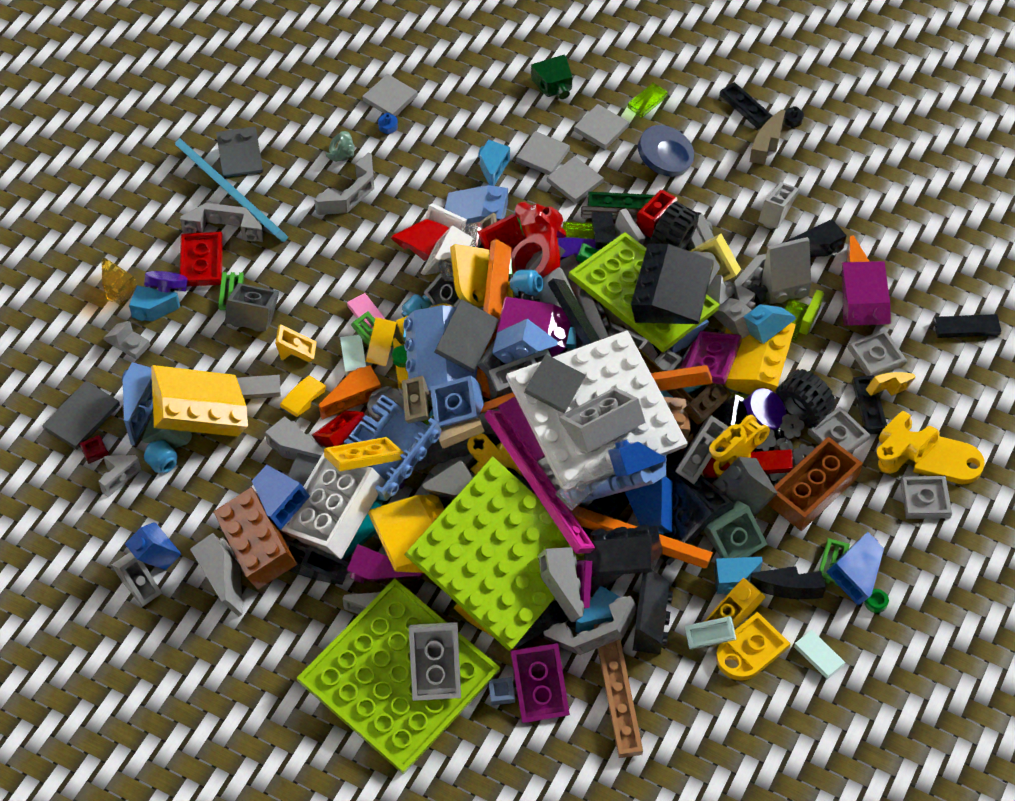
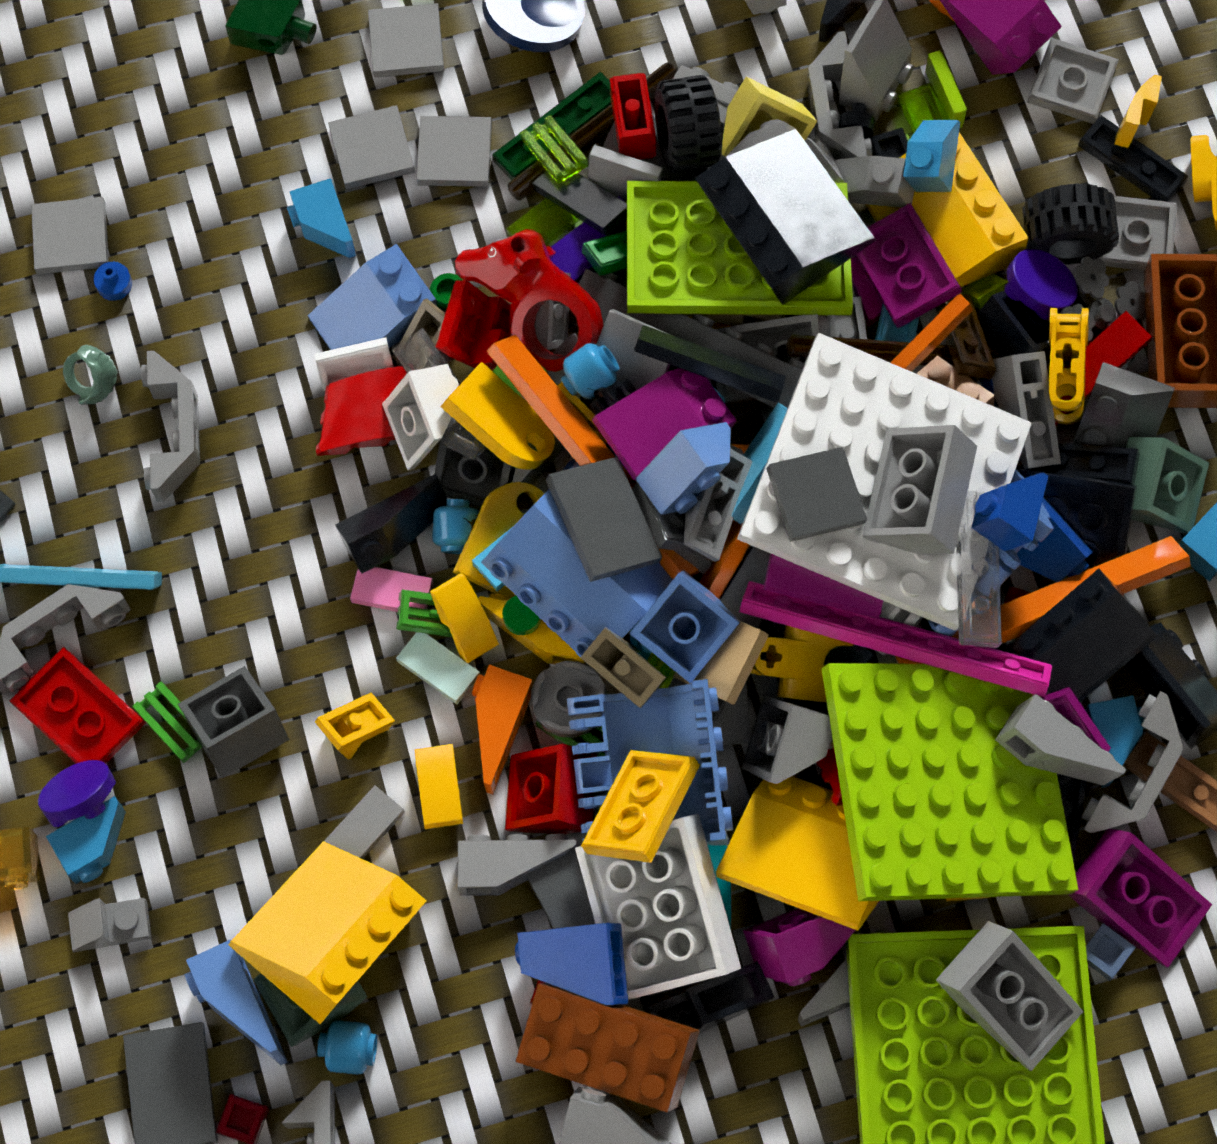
camera: 40 degrees left, 15 degrees up
(391, 286) = (391, 524): none -> black slope
(615, 197) = (541, 132): none -> clear neon green tile

